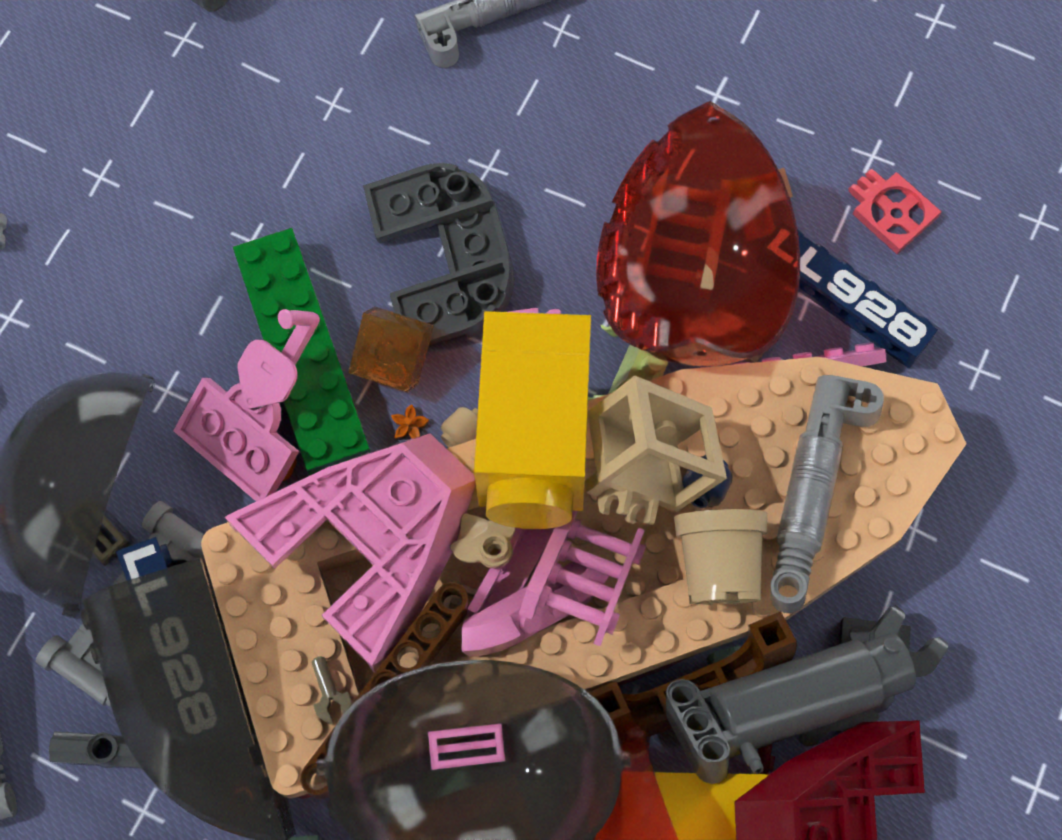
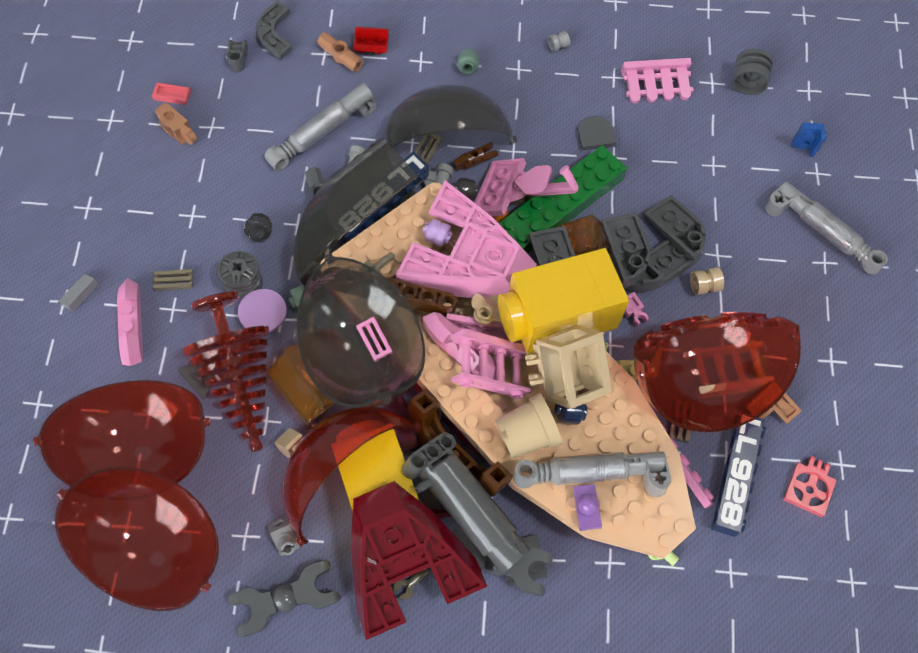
camera: 65 degrees right, 5 degrees down
(127, 94) = (657, 69): none -> bright pink fence
(155, 470) = (475, 157): none -> reddish brown hinge
(196, 248) = (596, 132): none -> dark grey tile
(211, 497) = (467, 187): none -> clear smoke head
(312, 568) = (437, 232): none -> lavender piece
(448, 394) = (624, 237): none -> dark grey plate
(533, 200) = (703, 281): none -> tan wheel
(864, 521) = (587, 507): none -> medium lavender tile

